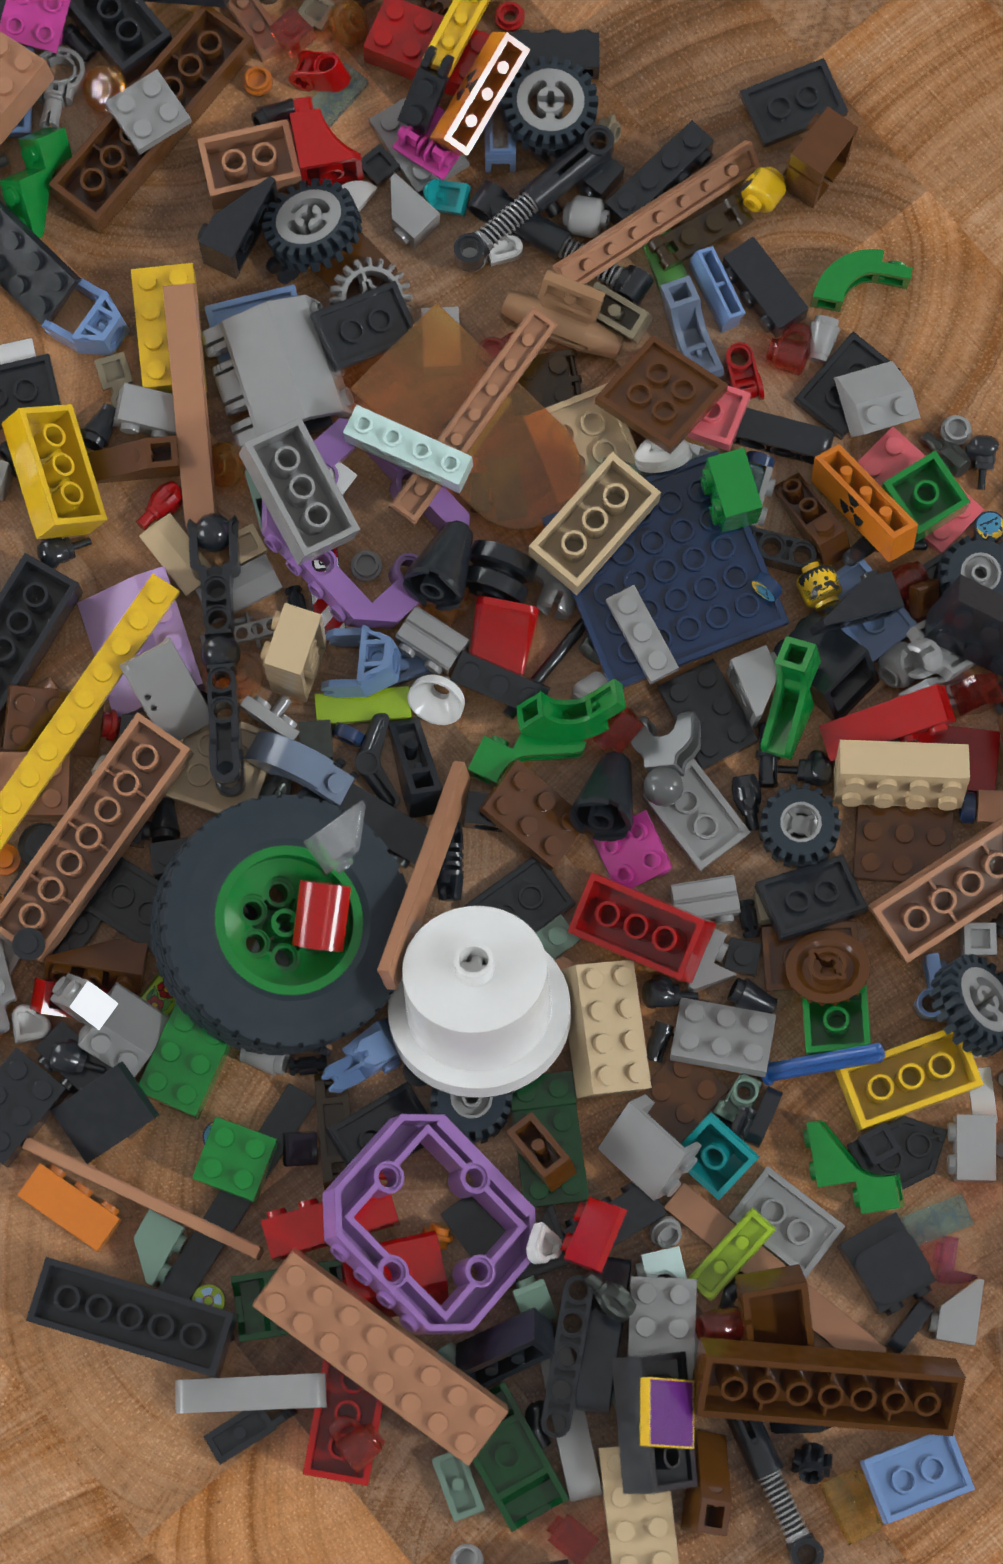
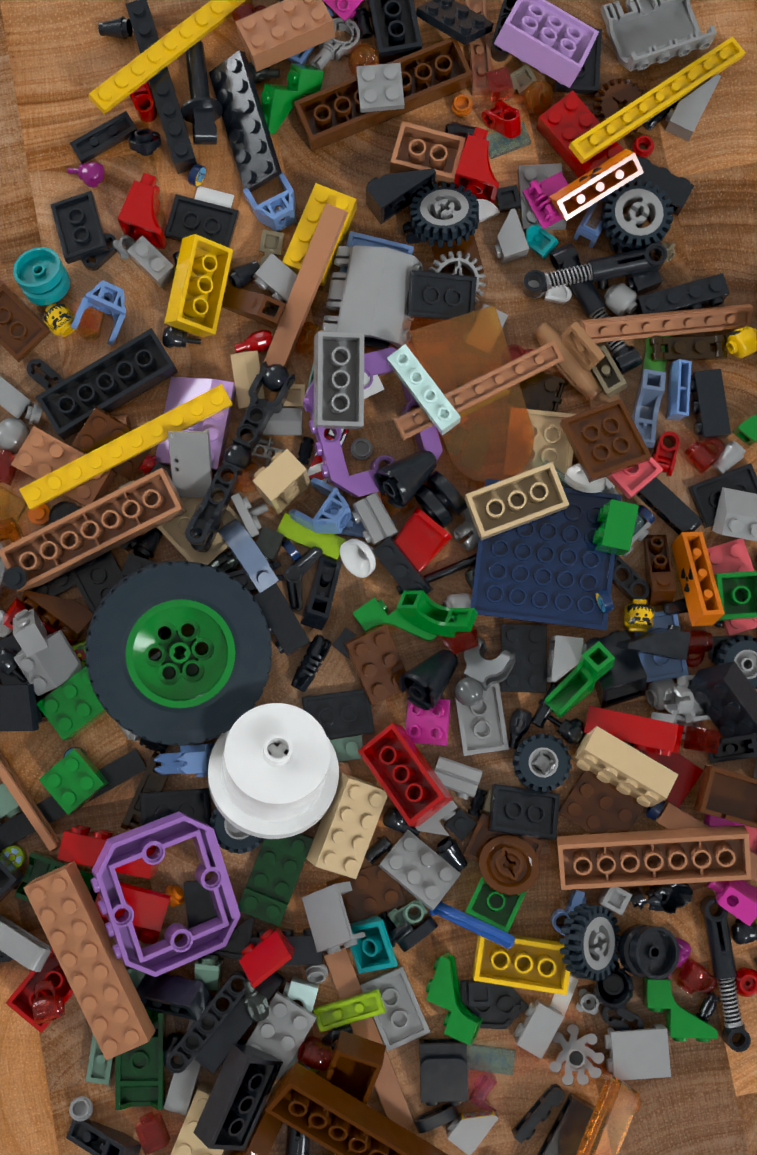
camera: 30 degrees right, 5 degrees up
(300, 1148) = (119, 793): black tile -> none
(321, 915) = (203, 661): red brick -> none
(338, 840) = (239, 619): clear slope -> none
(425, 92) = (562, 165): black hinge -> none
(425, 874) = (284, 669): nougat tile -> none
(541, 1152) = (263, 883): reddish brown brick -> none
(543, 1244) = (232, 942): white tile -> none
(642, 634) = (508, 588): light grey plate -> none
(666, 1413) = (246, 1101): dark purple tile -> none
(923, 597) = (701, 659): reddish brown tile -> none

